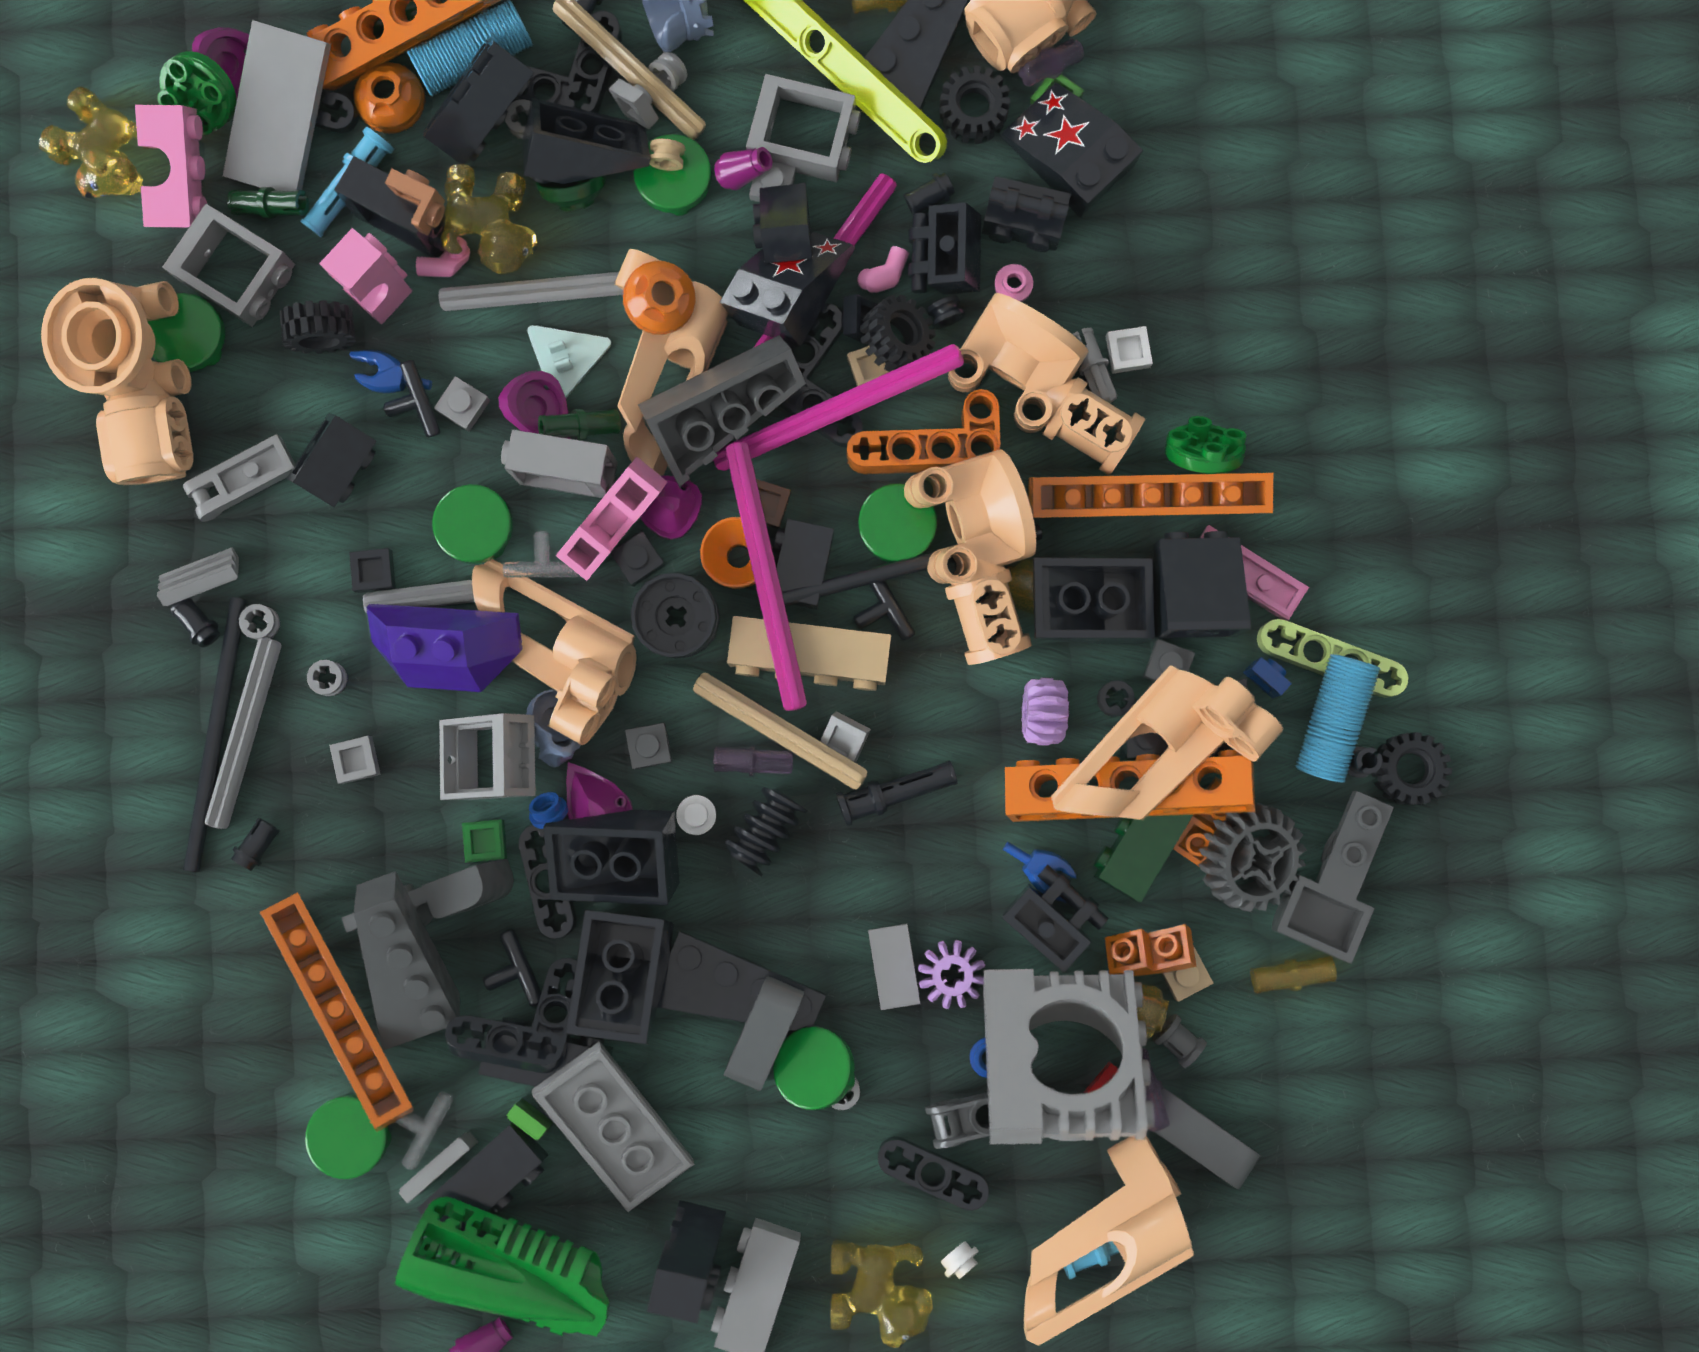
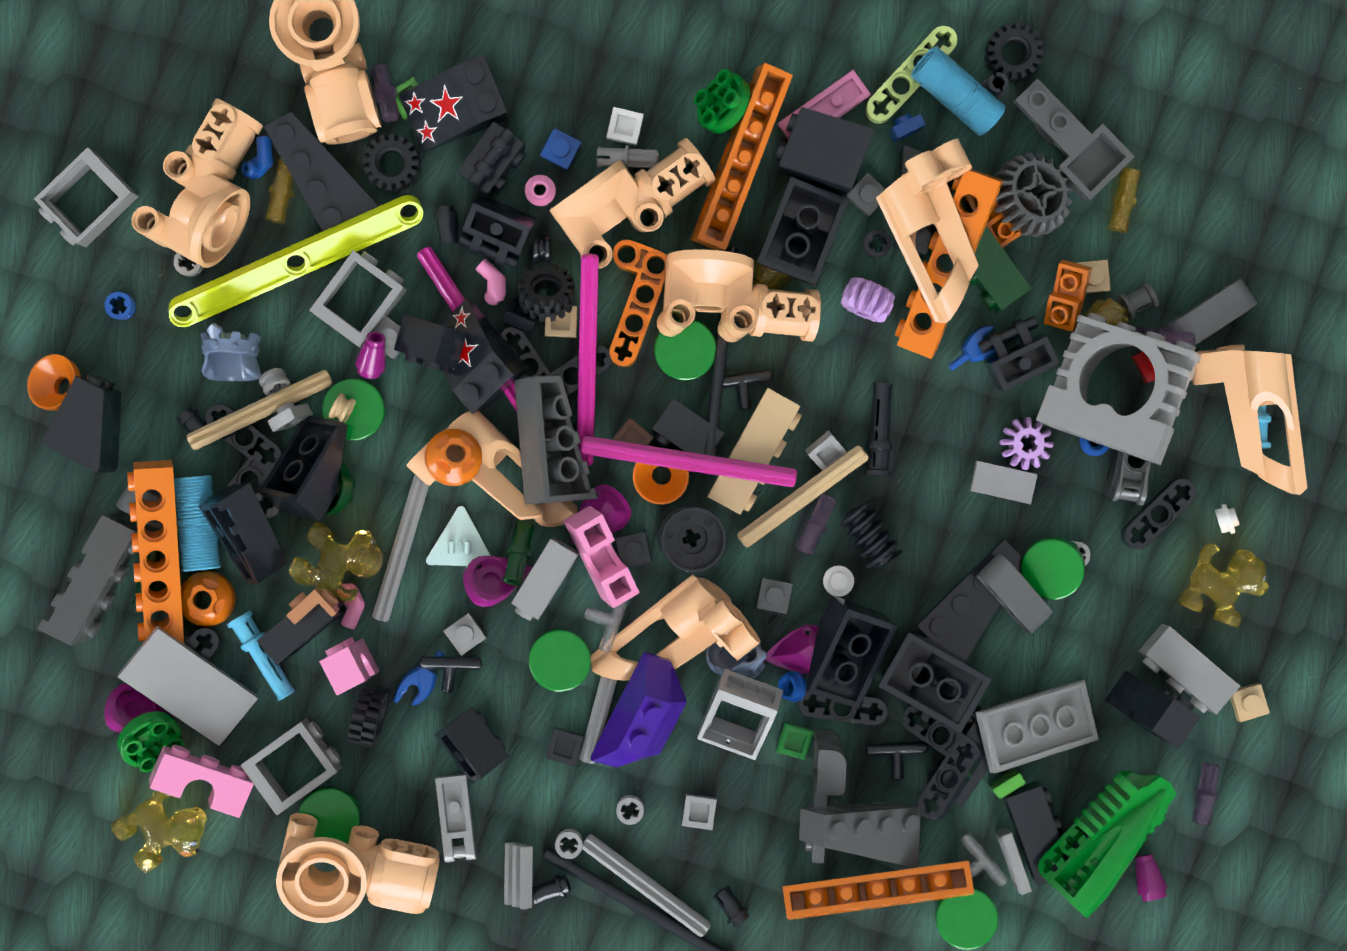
camera: 70 degrees left, 5 degrees up
(268, 202) = (254, 719): dark green pin -> none
(1071, 289) = (561, 149): none -> blue plate

